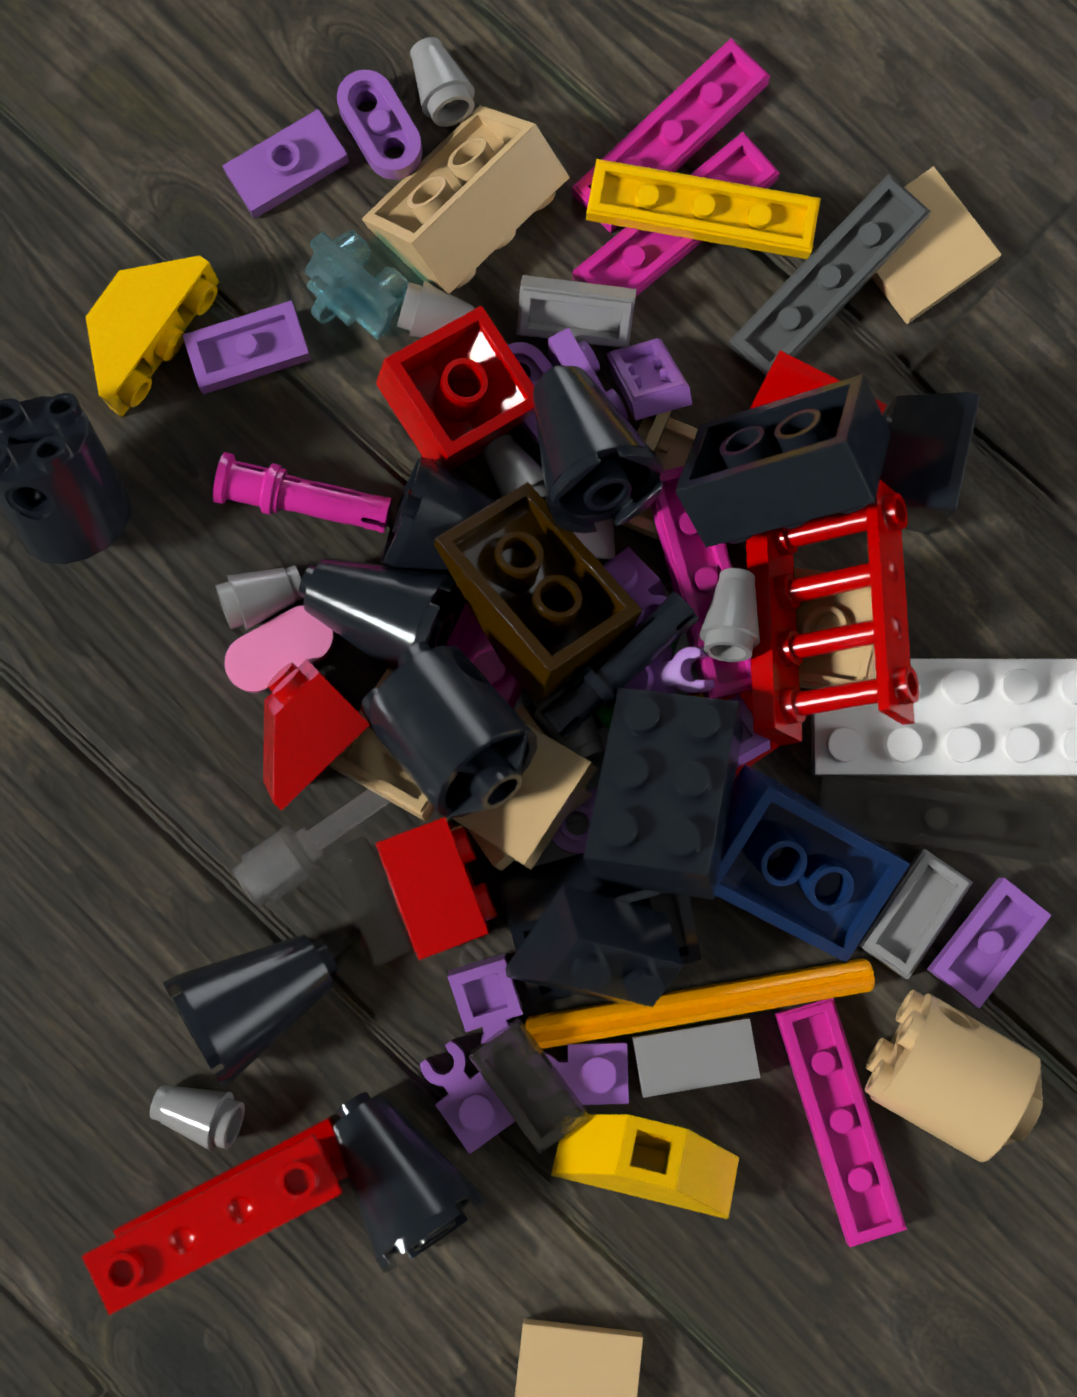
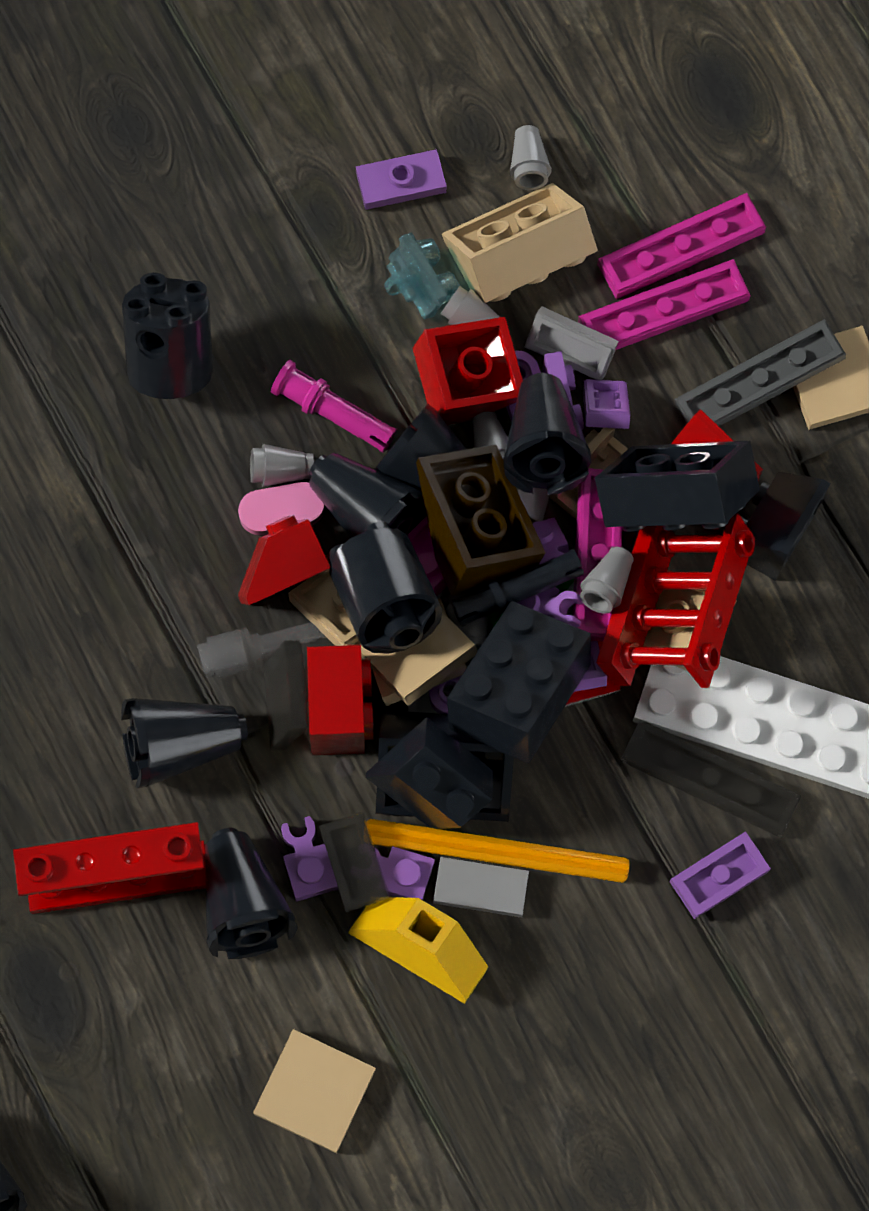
camera: 15 degrees right, 10 degrees down
(143, 323) = (263, 256): yellow slope -> none
(199, 1114) = (113, 807): light grey cone -> none
(246, 347) = (330, 294): medium lavender plate -> none
(382, 127) = (476, 176): medium lavender plate -> none
(485, 995) = (345, 790): medium lavender plate -> none
(703, 209) = (685, 302): yellow tile -> none
(802, 866) = (601, 774): dark blue slope -> none
(840, 1121) = (570, 967): dark pink tile -> none
(914, 913) = (673, 840): light grey tile -> none
(956, 1078) = (661, 954): tan cylinder -> none

